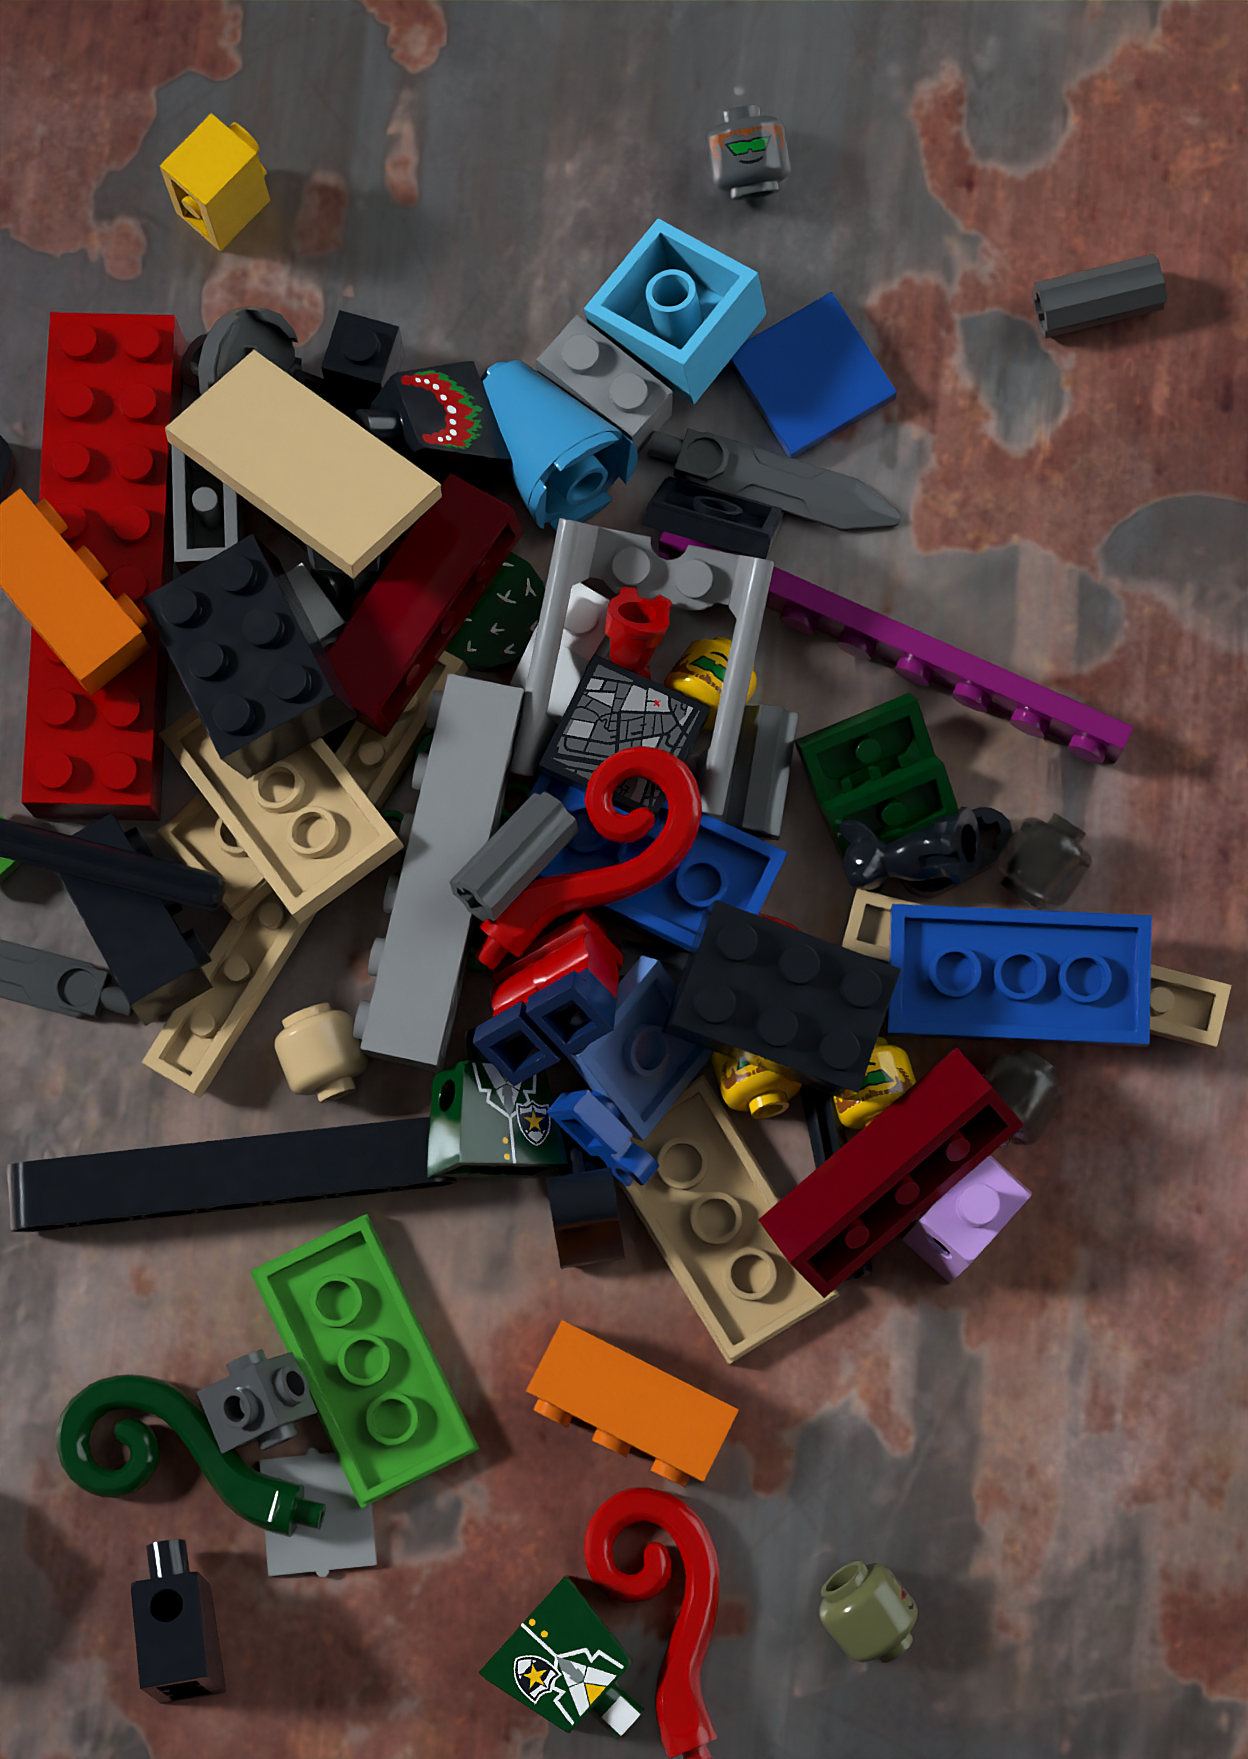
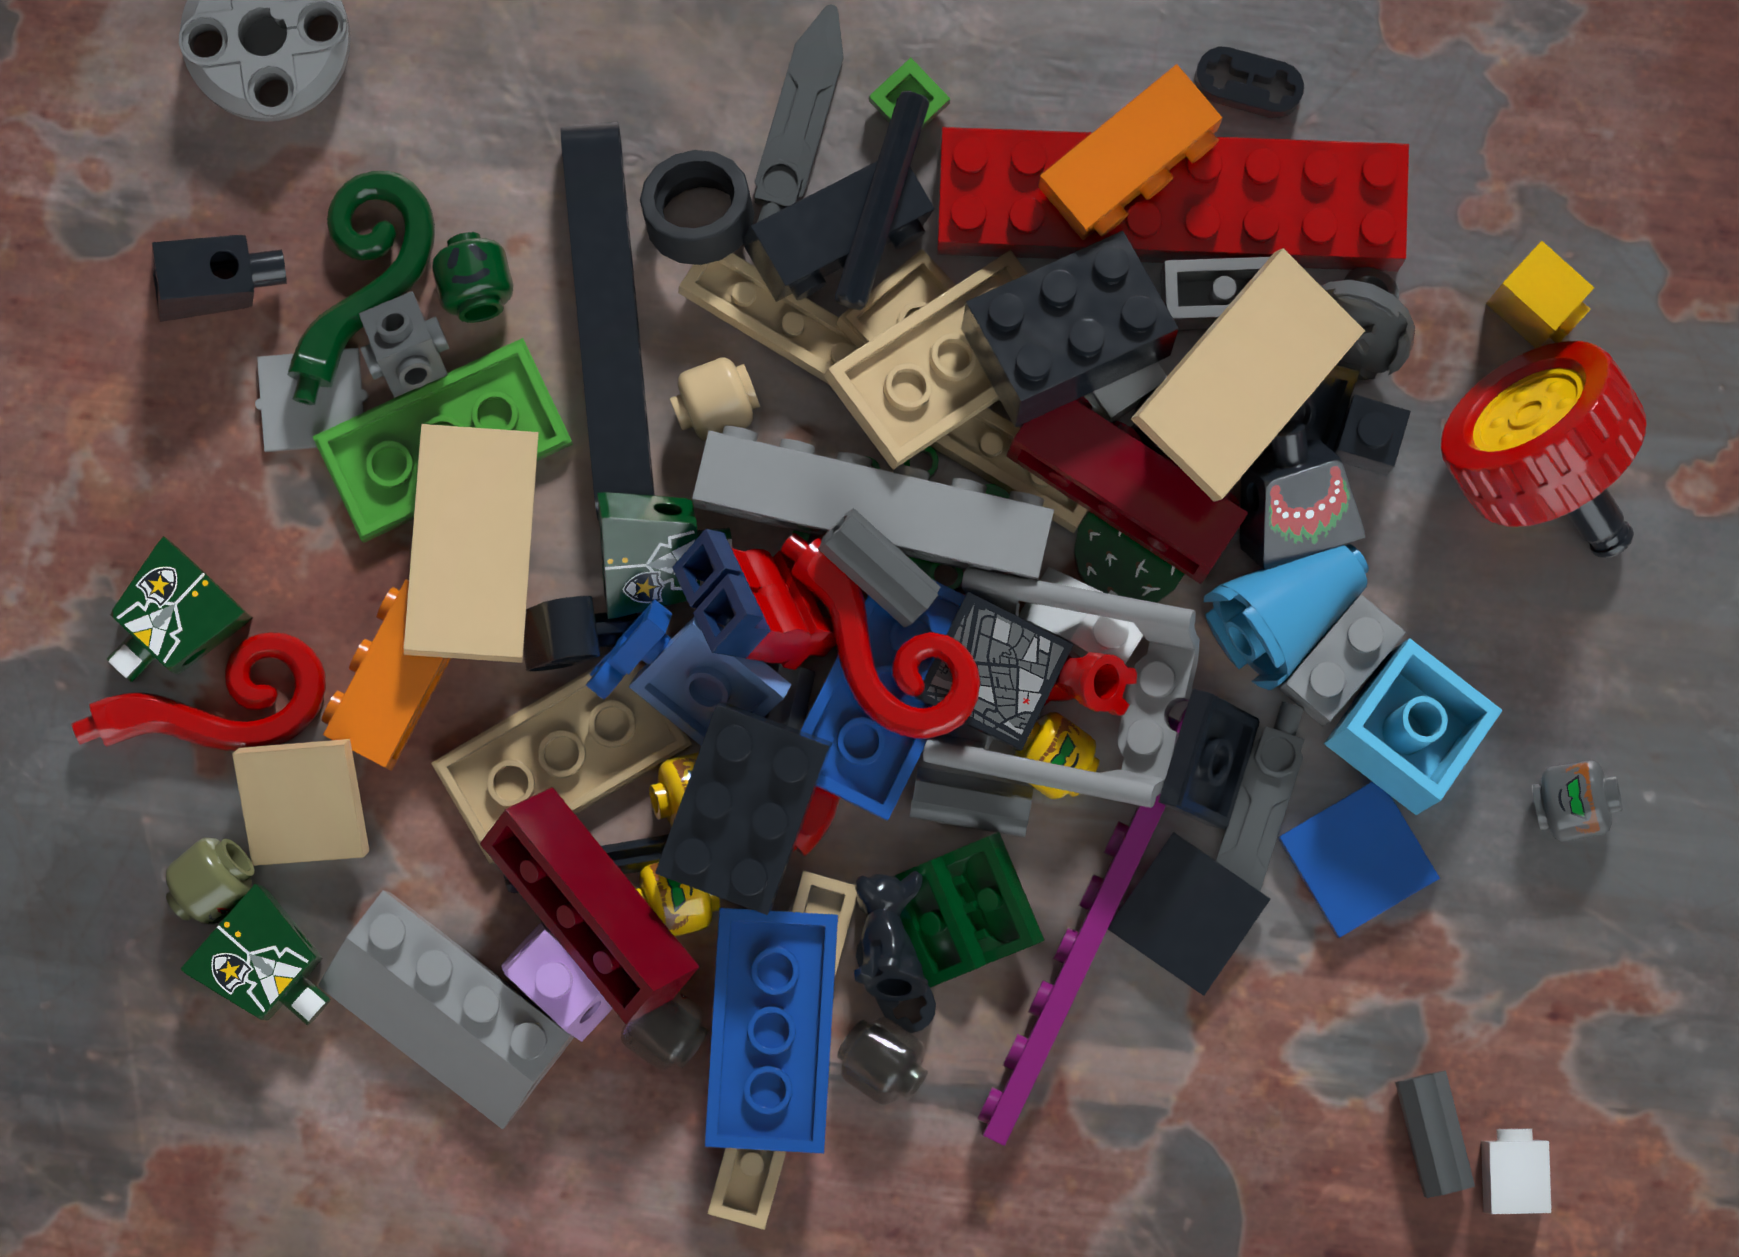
camera: 90 degrees right, 5 degrees up
(63, 1069) = (687, 172): none -> black tyre
(181, 1327) = (472, 277): none -> dark green head
(371, 166) = (1549, 442): none -> red wheel
(485, 1317) = (471, 543): none -> tan tile
(778, 1507) = (301, 802): none -> tan tile
(875, 543) = (1188, 913): none -> black tile
(957, 1551) = (260, 960): none -> dark green torso
(1003, 1340) = (444, 1009): none -> light grey slope
(1138, 214) = (1516, 1173): none -> white brick

